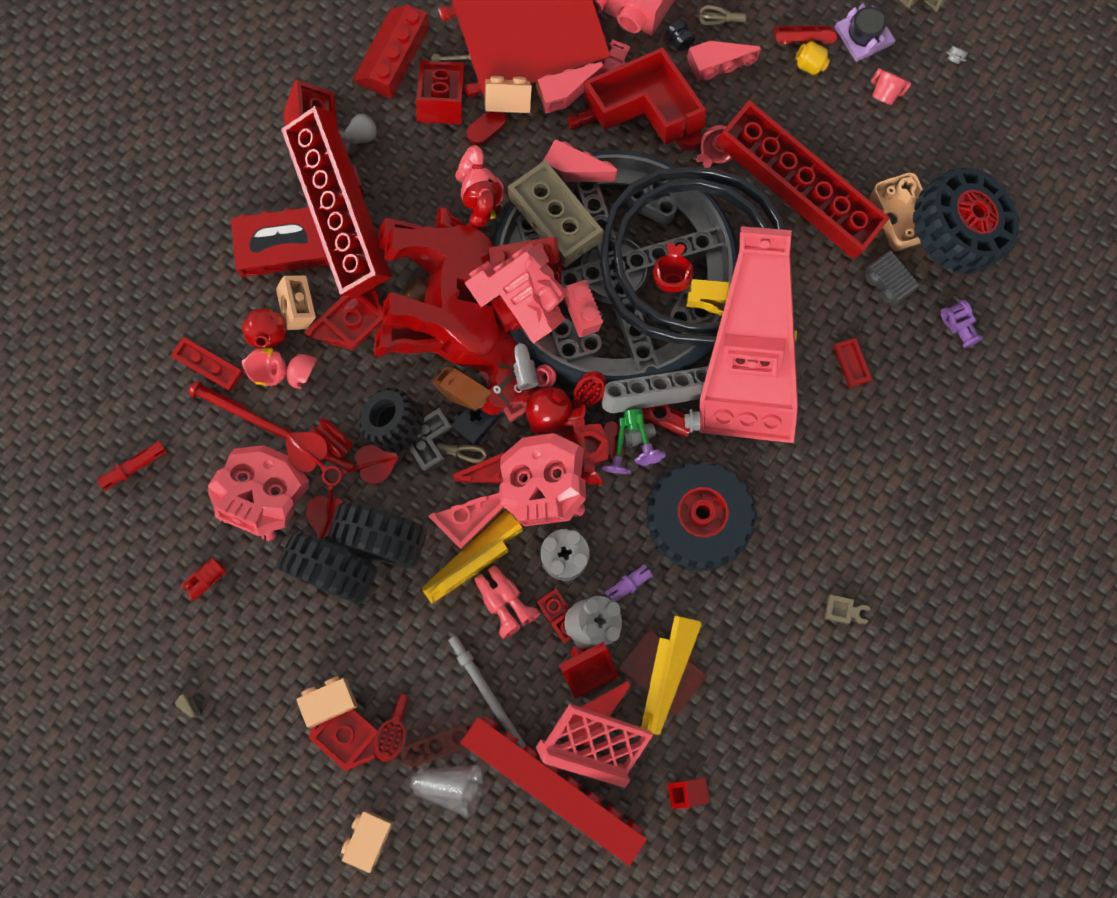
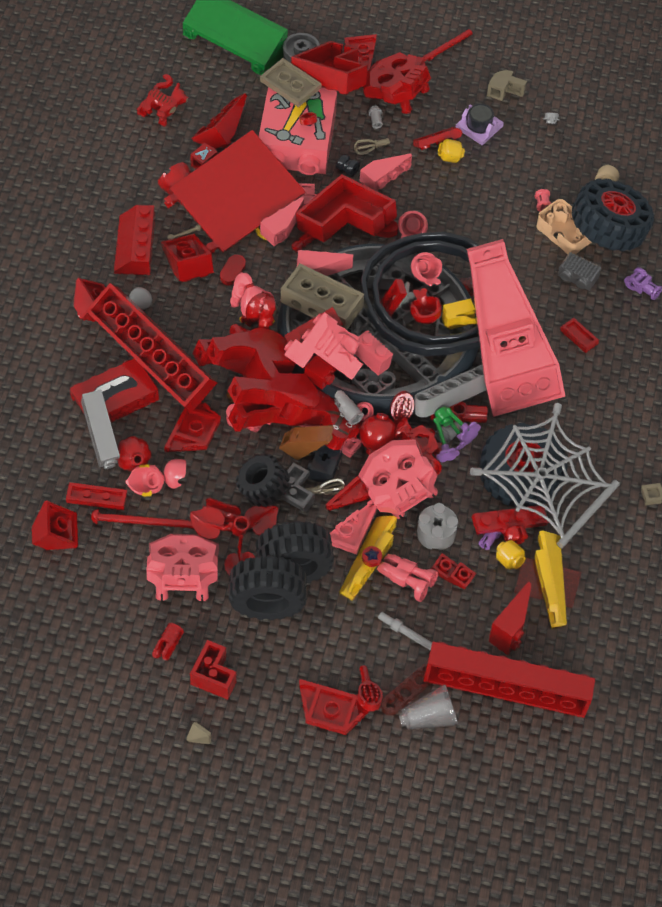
camera: 25 degrees left, 20 degrees down
(132, 465) = (66, 592): red pin -> none
(145, 387) = (55, 528): none -> red slope
(226, 637) = (209, 671): none -> red brick
(234, 287) = (100, 429): none -> light grey brick
(295, 302) = (147, 426): light nougat brick -> none
(326, 702) = (309, 685): light nougat brick -> none
(366, 841) = (386, 773): light nougat brick -> none
(468, 568) = (372, 556): none -> red tile
(507, 94) = (241, 241): light nougat brick -> none
(582, 761) = (518, 647): coral fence -> none
(588, 669) = (494, 593): red tile -> none
(593, 622) = (482, 560): light grey brick -> none
(634, 624) = (510, 554): none -> yellow head
(645, 243) = (396, 296): none -> red piece
(652, 583) = (509, 522): none -> red plate
(688, 793) = (607, 652): red brick -> none
(692, 421) = (487, 403): light grey plate -> none
(698, 218) = (426, 268): none -> coral hat
(745, 610) = (542, 473): none -> light grey animal
(802, 180) = (485, 224): red brick -> none
(888, 86) = (514, 151): coral piece -> none
(893, 164) = (542, 200): none -> coral bush
(987, 159) = (607, 172): none -> tan head

